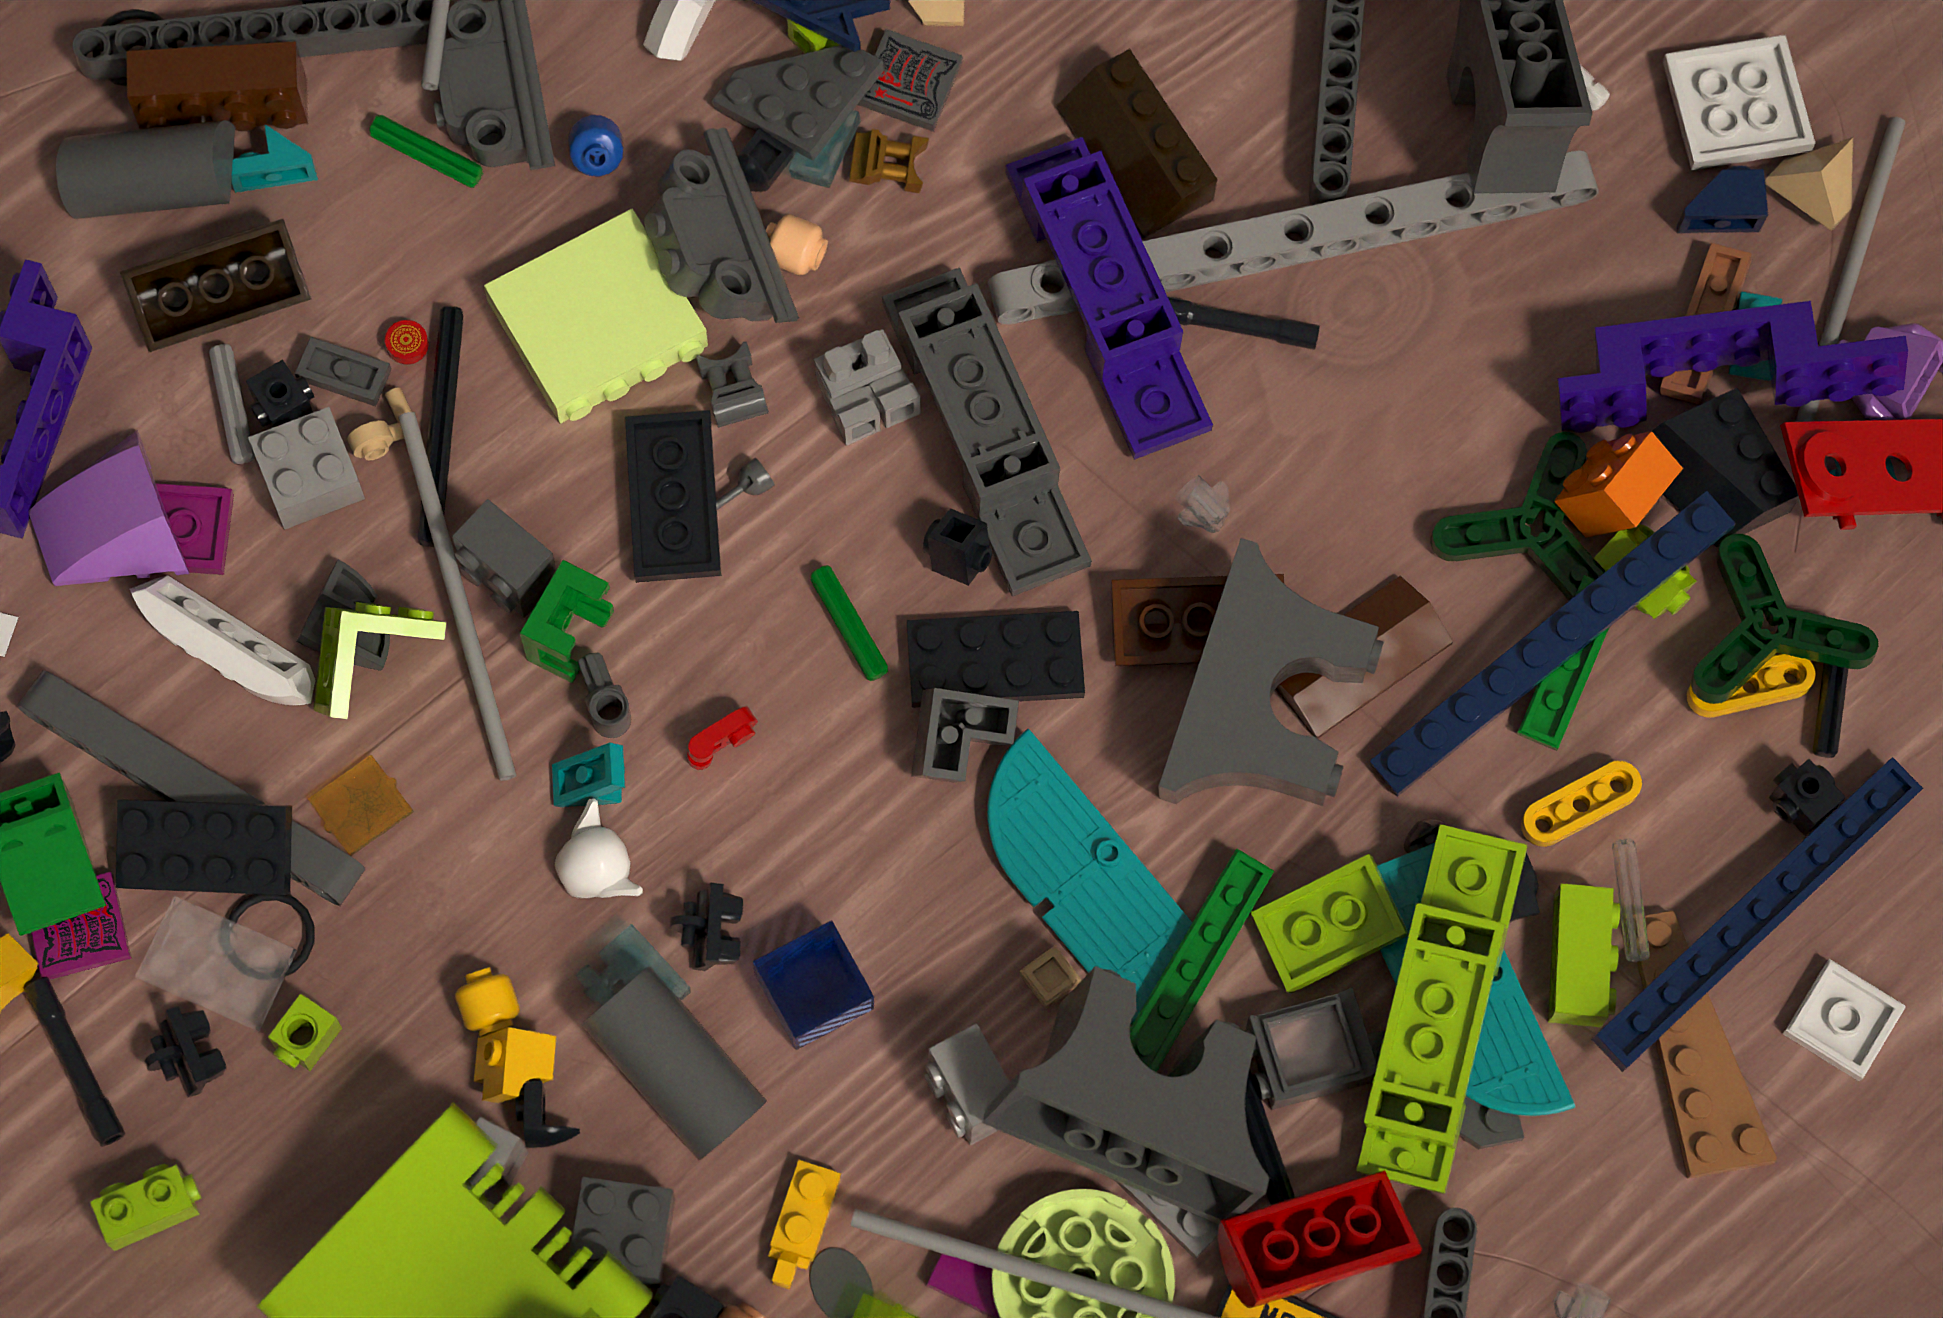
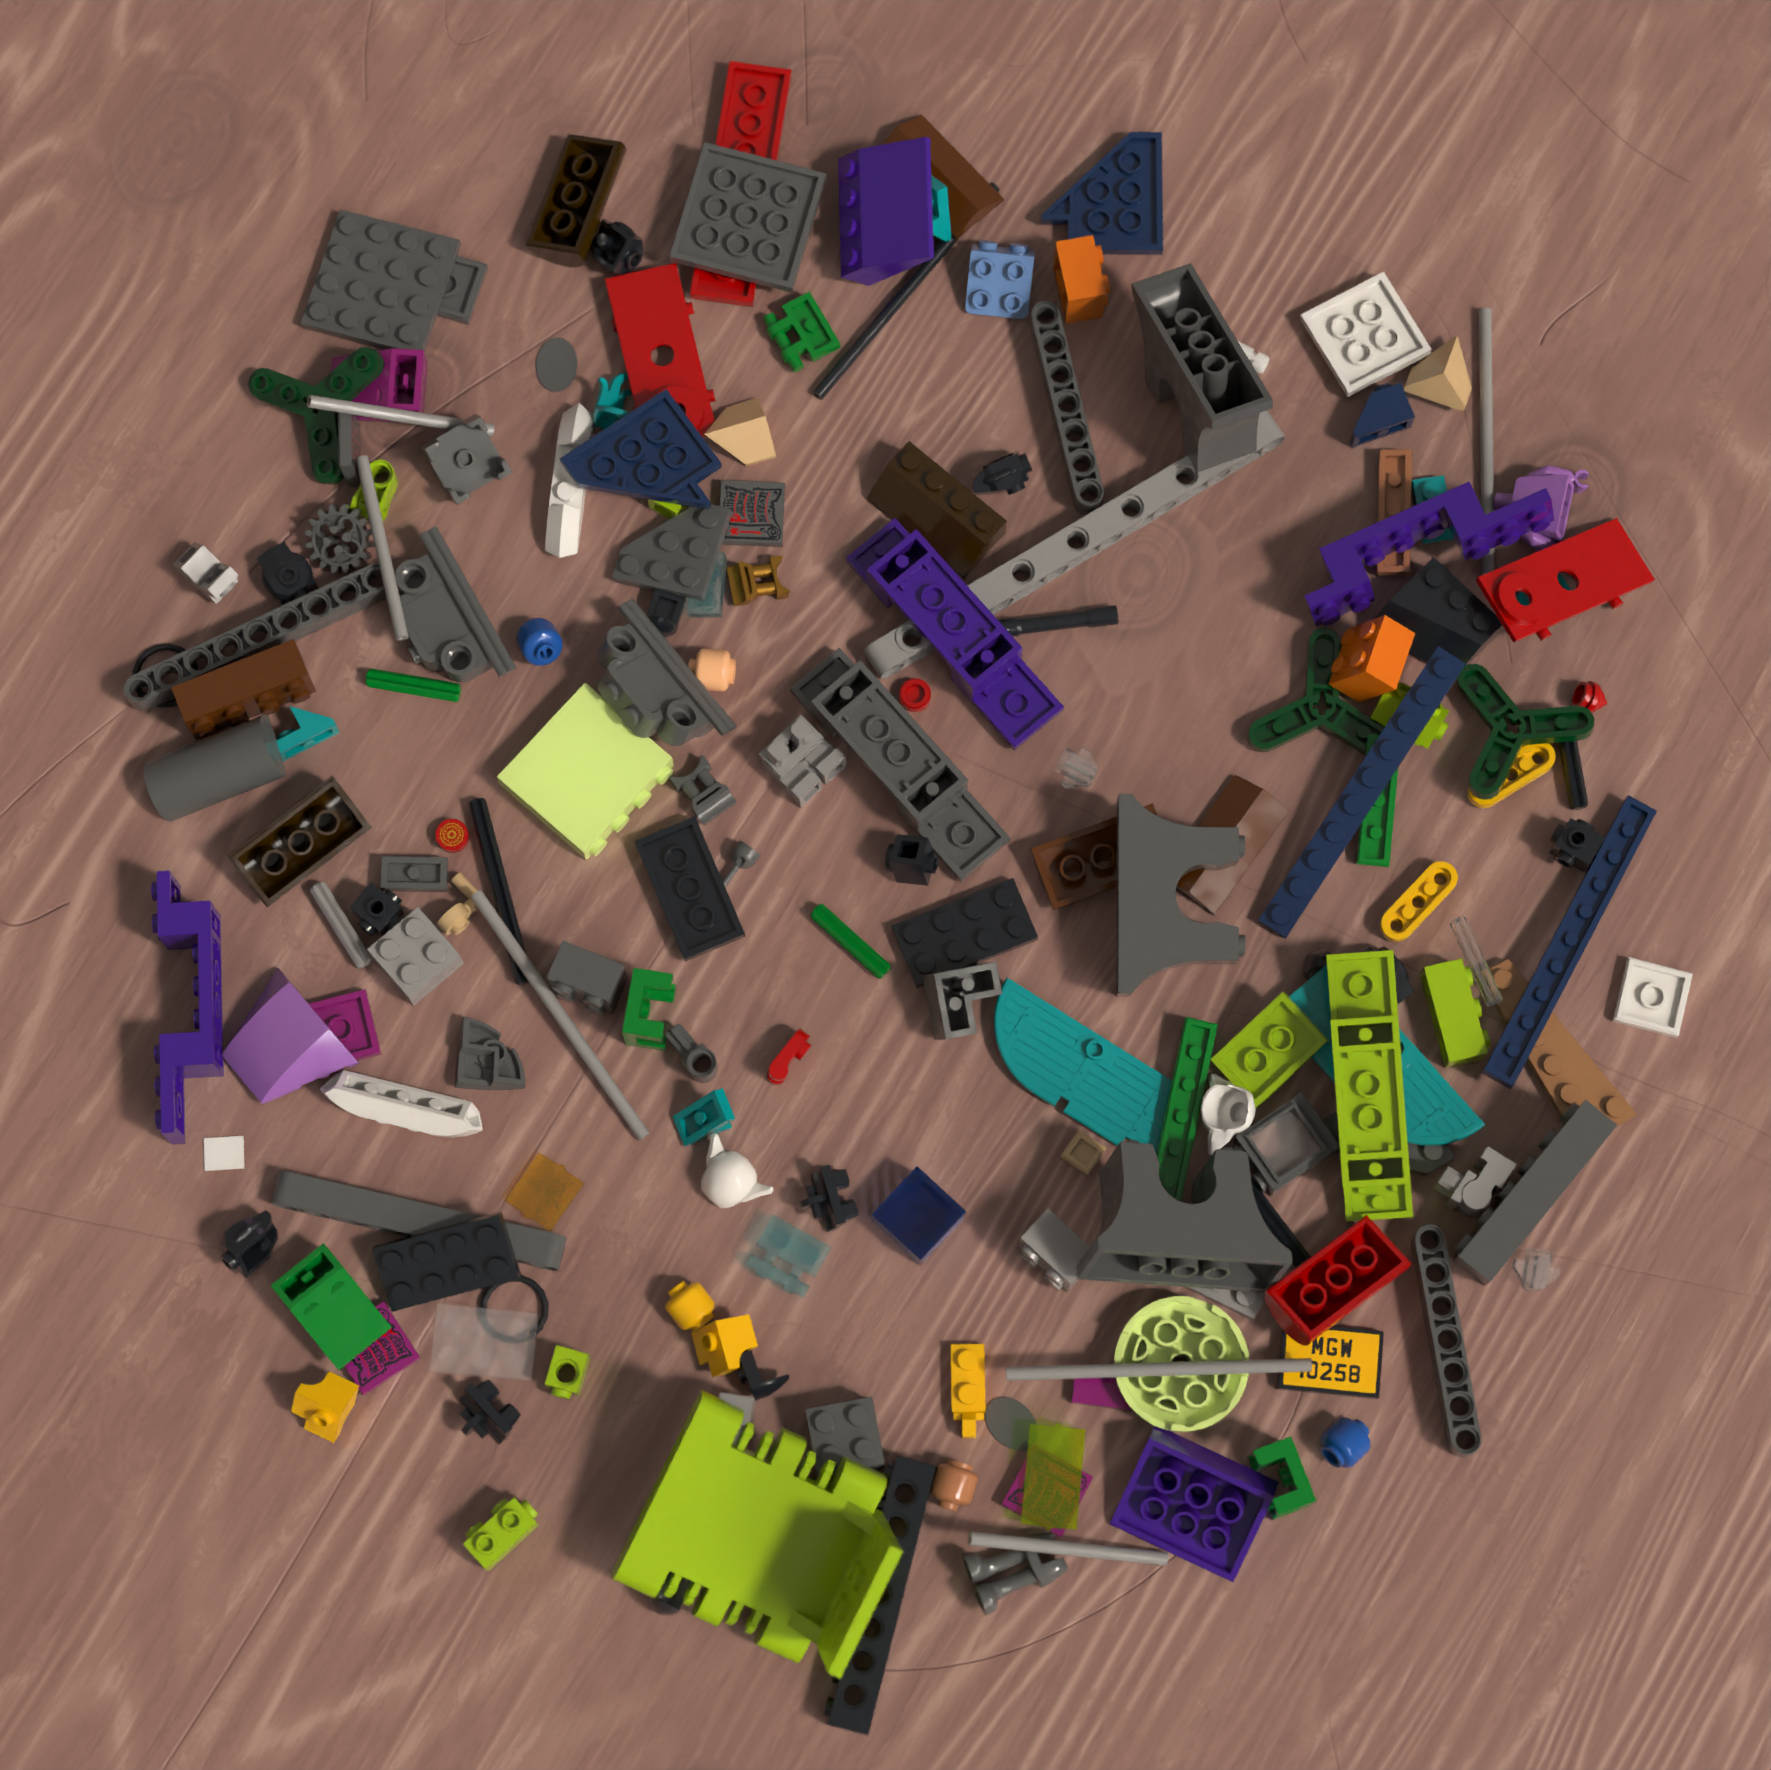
camera: 15 degrees left, 5 degrees up
(95, 1104) = (381, 1420): black piece -> none
(339, 646) = (492, 1081): bracket -> none
(674, 1063) = (840, 1305): dark grey brick -> none
(1033, 355) = (914, 695): none -> red tile
(1232, 126) = (1003, 474): none -> black hand
(1248, 981) = (1225, 1111): none -> white piece
(1531, 1188) = (1474, 1194): none -> light grey hips
(1612, 1211) = (1536, 1191): none -> dark grey brick
(1882, 620) = (1589, 696): none -> red plate

